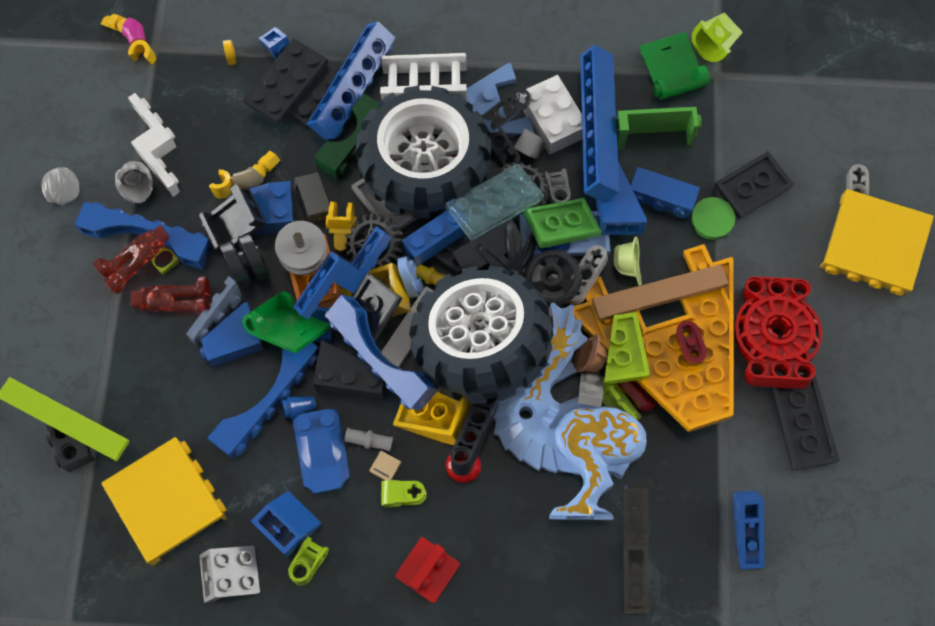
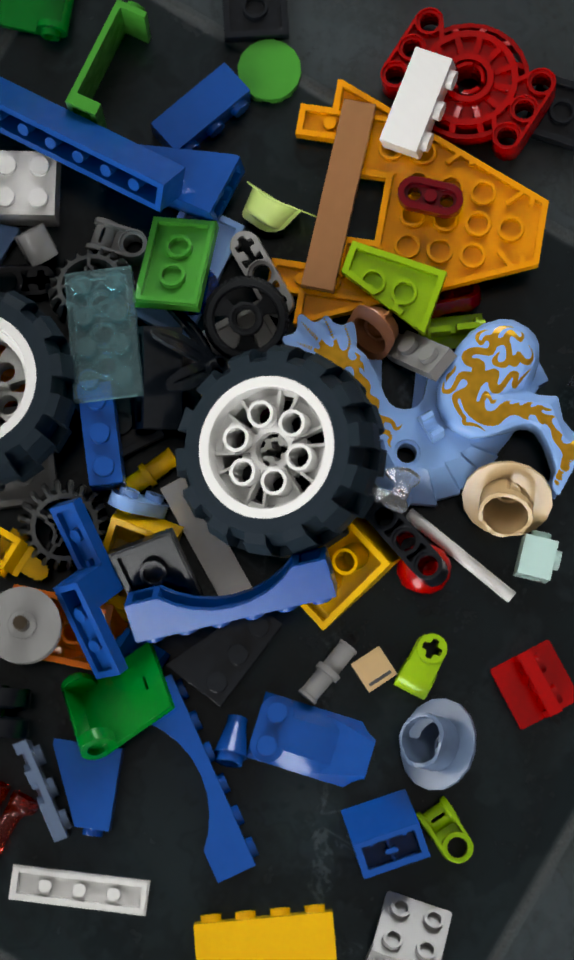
camera: 65 degrees left, 10 degrees up
(168, 366) = (79, 889): none -> white tile
(357, 524) = (438, 744): none -> sand blue helmet
(483, 483) = (460, 555): none -> white piece
(507, 417) = (404, 481): none -> clear piece
(508, 529) = (537, 557): none -> light aqua brick
(532, 489) = (507, 498): none -> tan helmet
(743, 305) = (419, 103): none -> white brick

